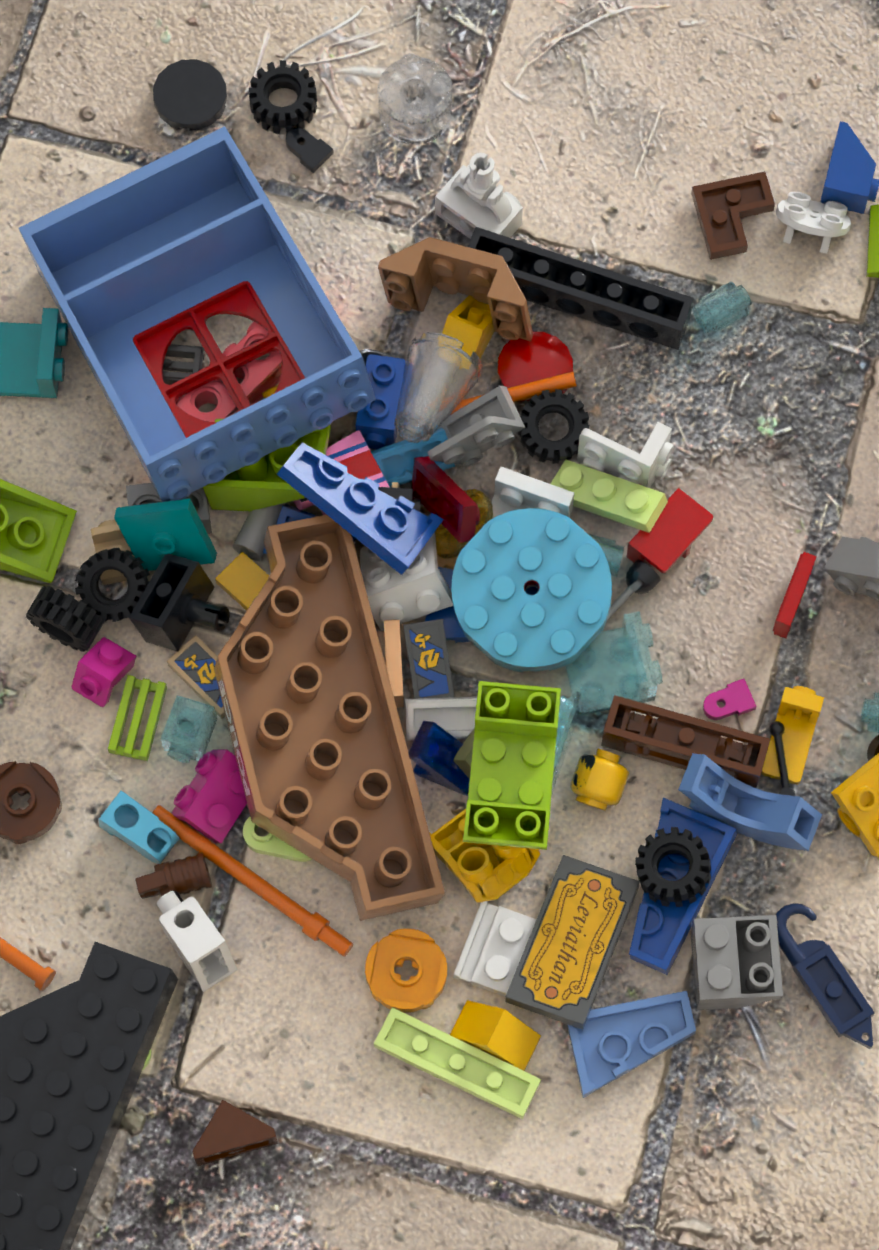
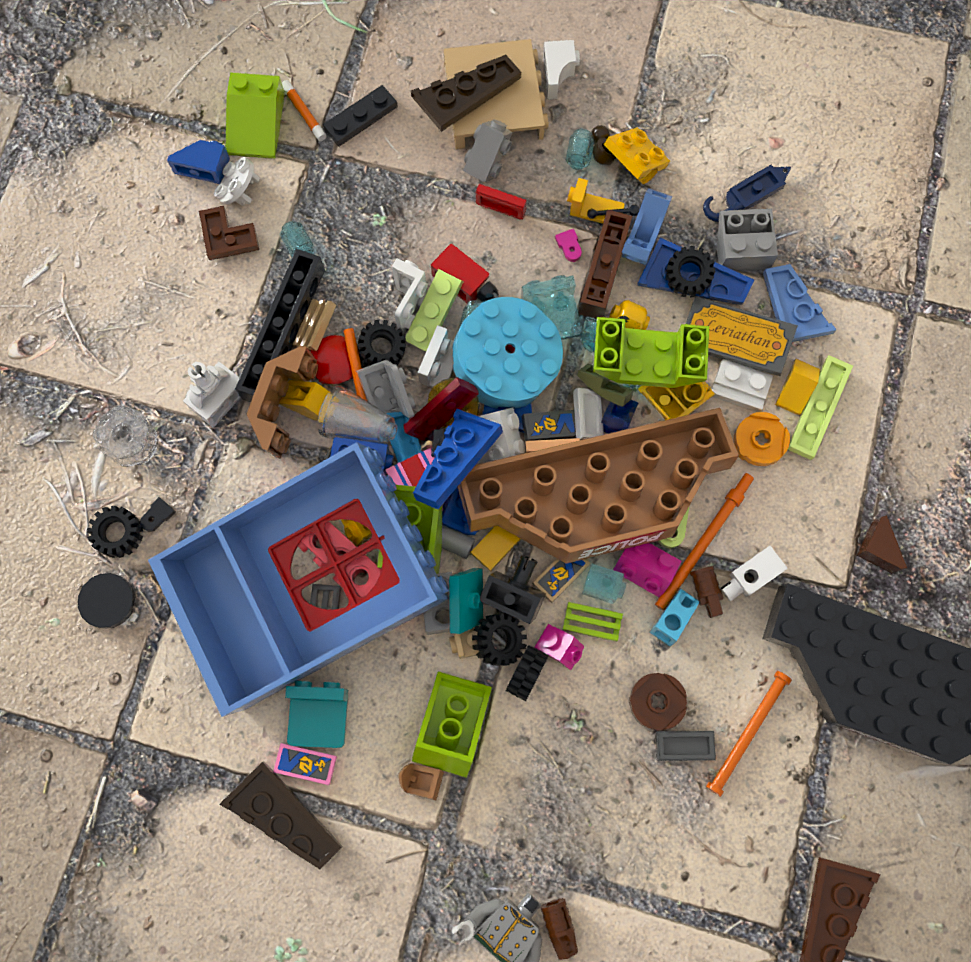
camera: 90 degrees left, 5 degrees up
(587, 336) = (314, 324): none -> tan tile

